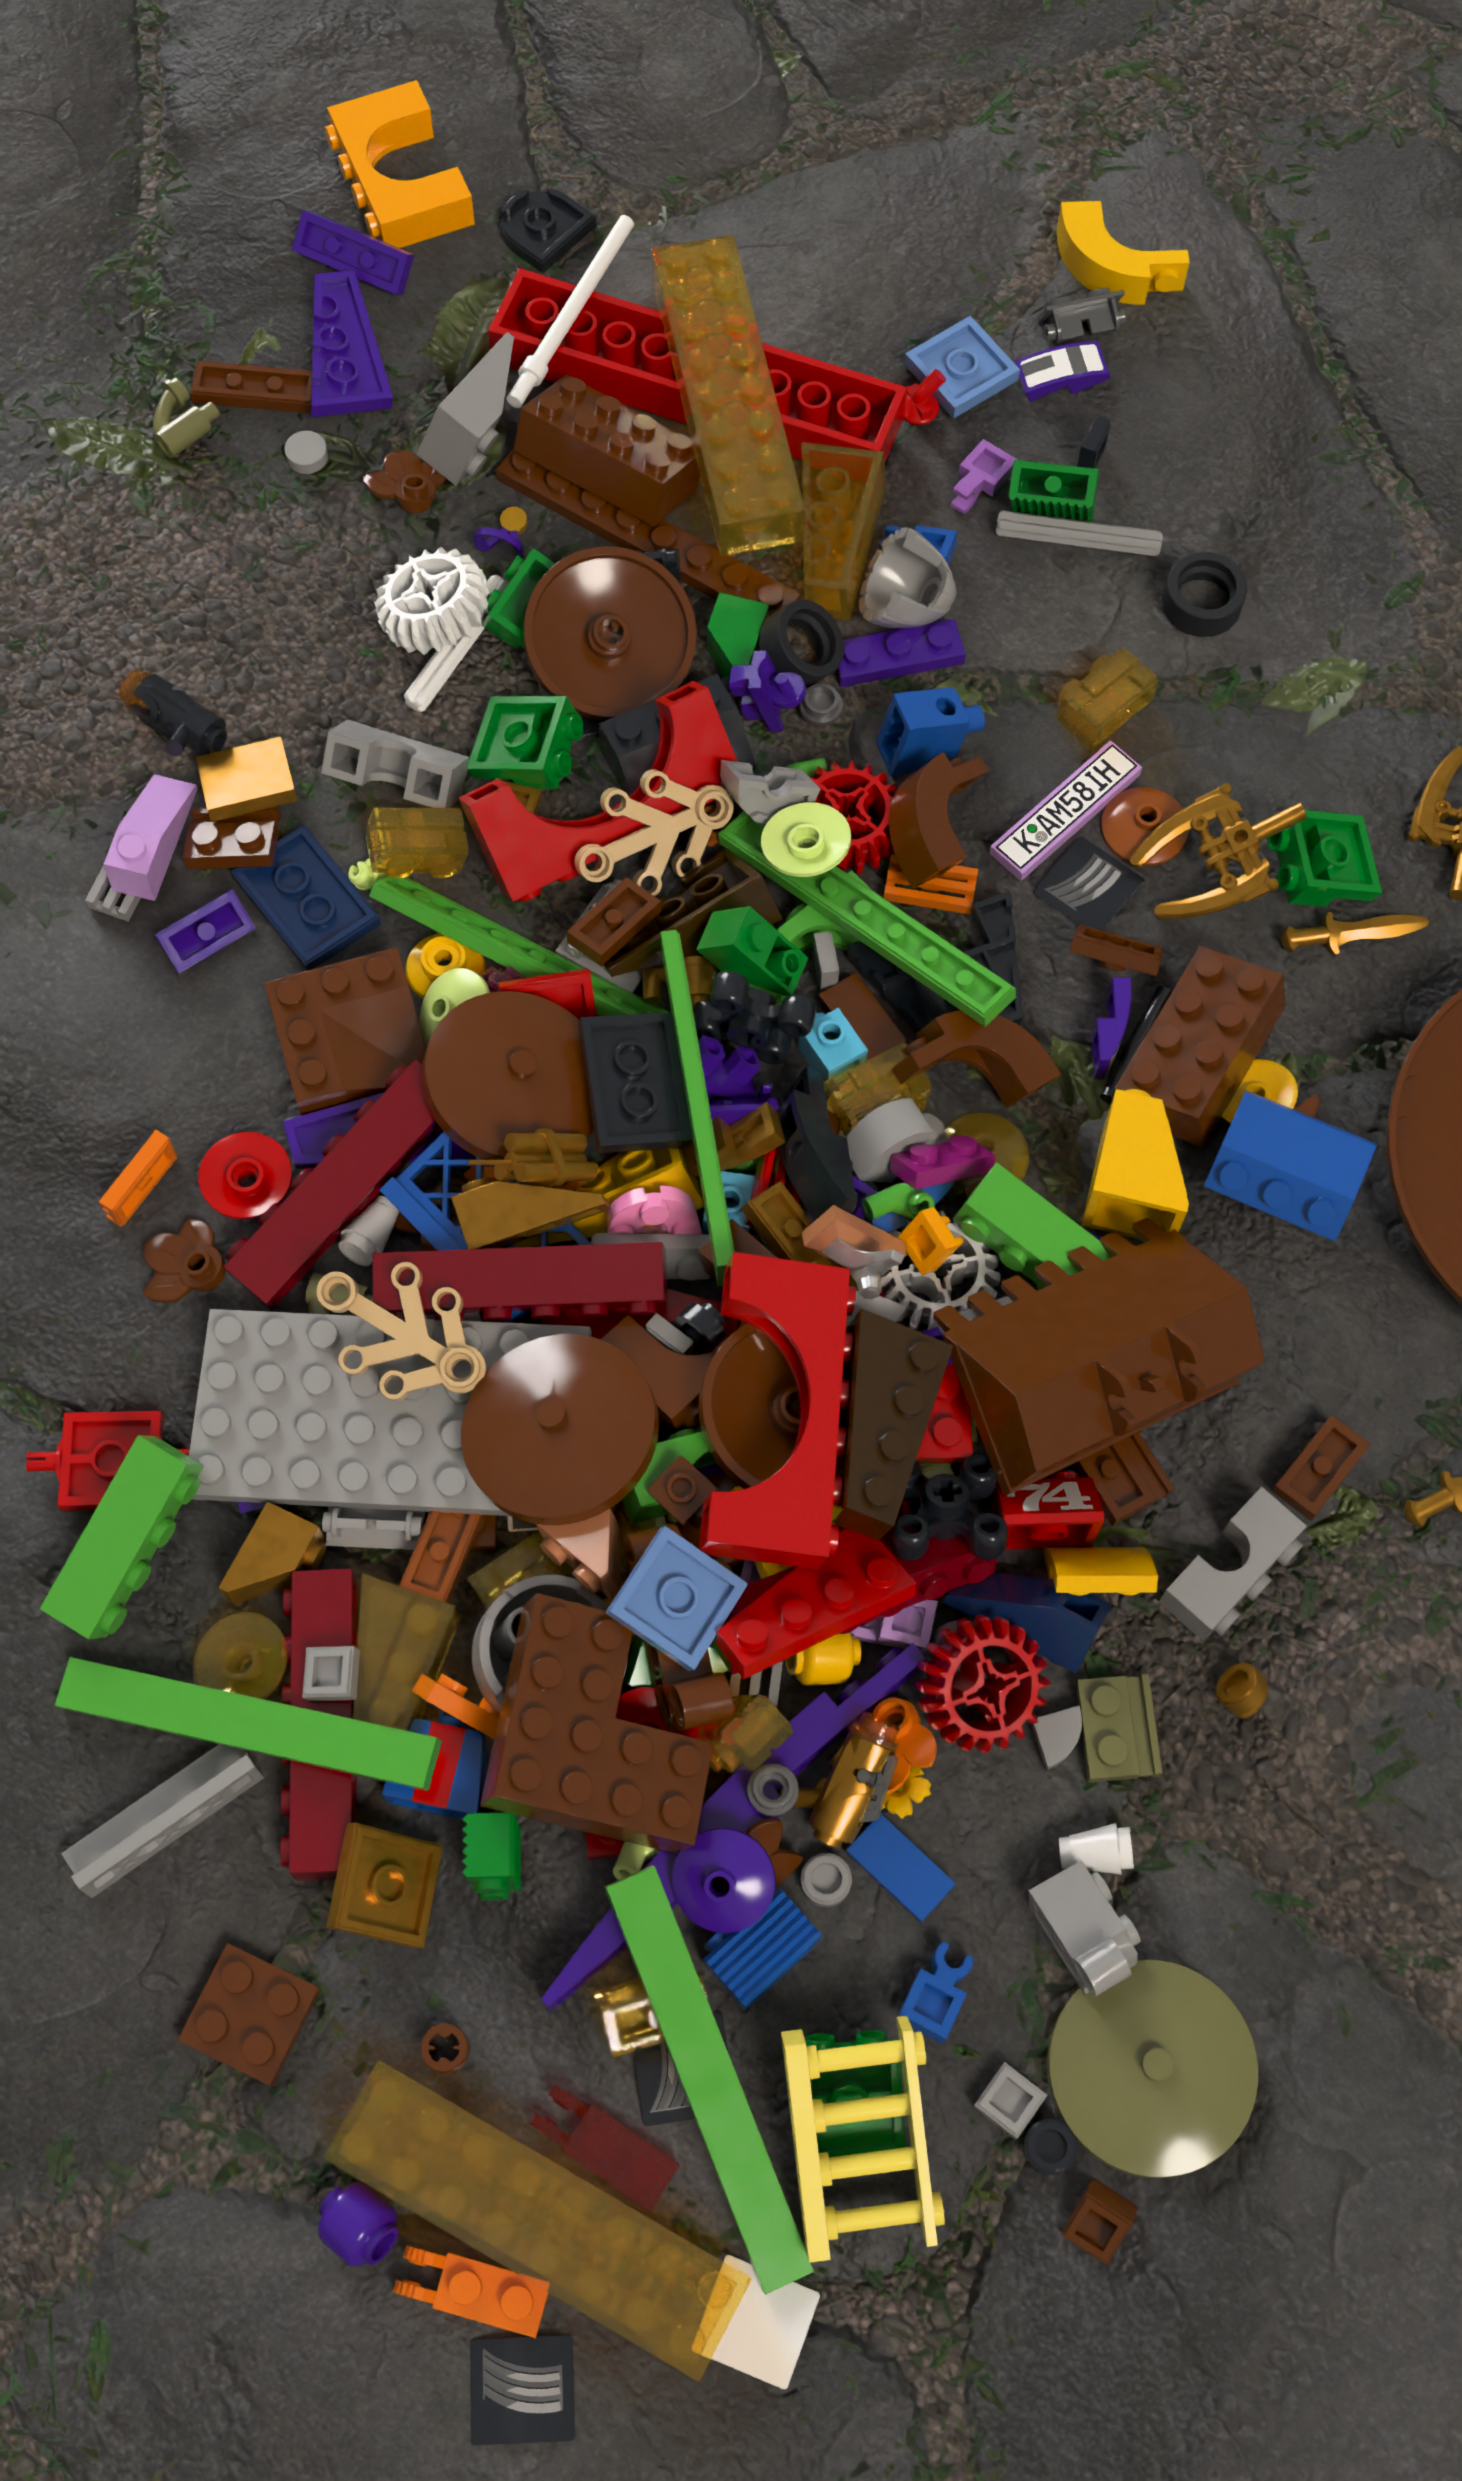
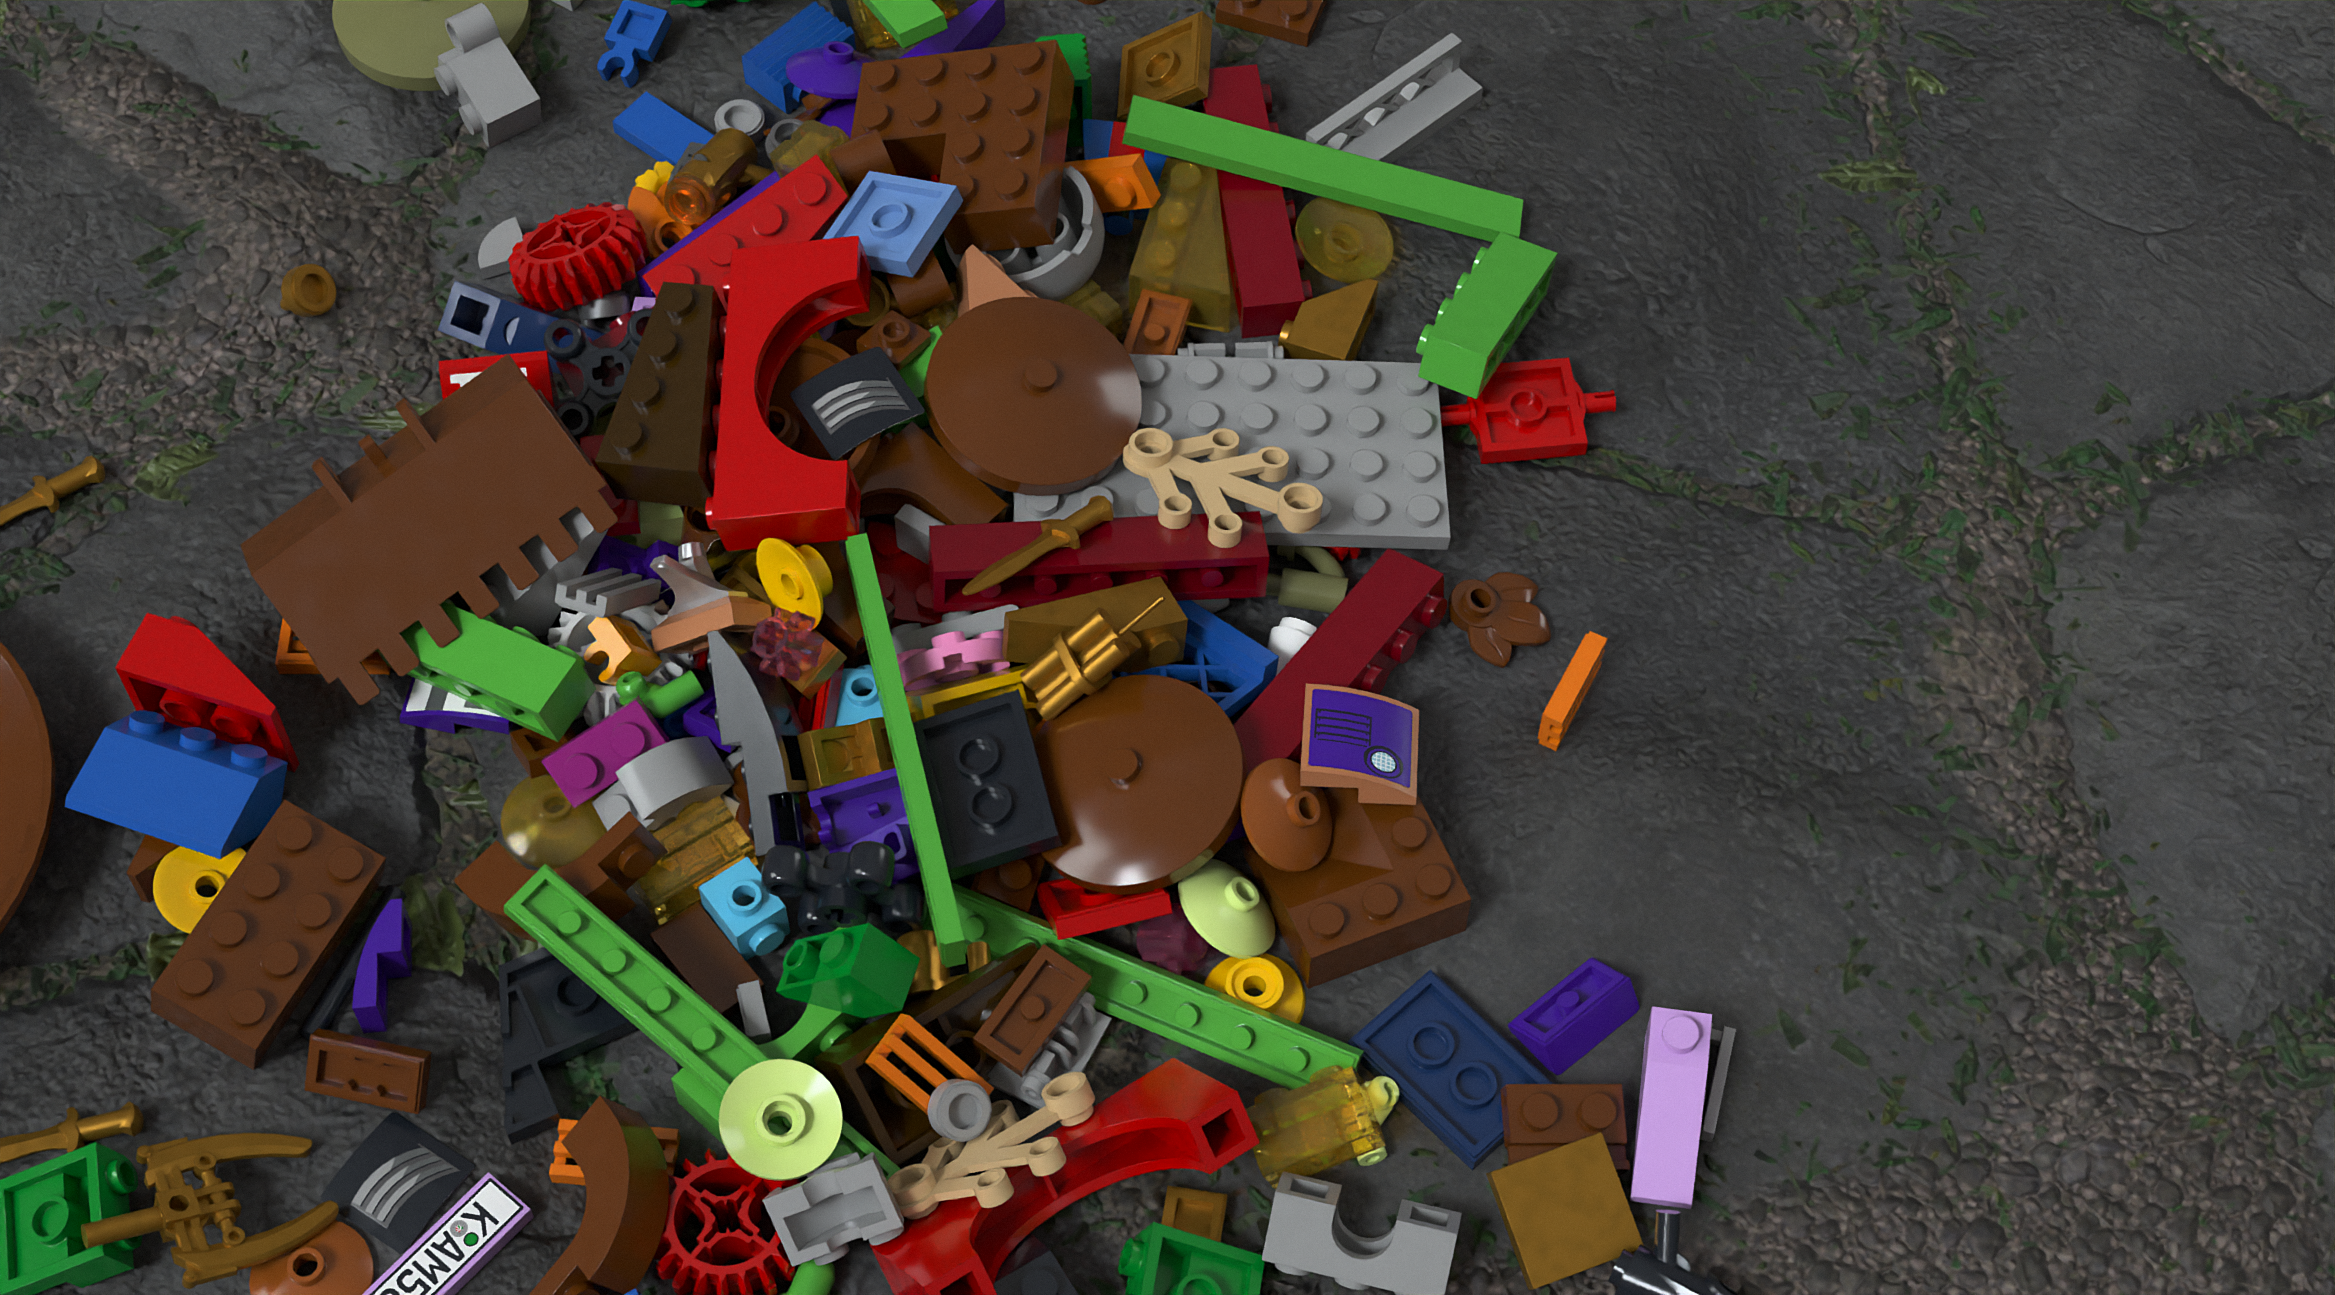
camera: 175 degrees right, 10 degrees down
(242, 1157) = (1453, 684): red dish -> none
(327, 1093) = (1360, 743): none -> slope
(331, 1673) = (1245, 206): light grey tile -> none
(396, 1044) = (1285, 820): none -> dark orange dish
(556, 1268) = (1055, 534): none -> pearl gold sword
(675, 861) = (959, 1110): none -> light grey tile
(695, 882) = (892, 1042): none -> orange tile
(702, 1325) = (890, 529): black plate -> none
(718, 1408) = (855, 400): none -> black sticker
(773, 1241) = (794, 577): none -> yellow piece
(789, 1195) = (787, 644): none -> clear pink gear
(925, 1309) = (609, 589): none -> light grey tile
(1100, 1849) = (469, 154): white cone -> none
(1101, 1570) = (425, 339): yellow slope -> none
(1118, 1728) = (436, 255): olive plate -> none
(1136, 1169) = (375, 761): yellow slope -> none
(1206, 1596) = (327, 366): light grey arch -> none
(1277, 1247) = (193, 684): none -> red slope
(1321, 1467) = (191, 499): reddish brown plate -> none

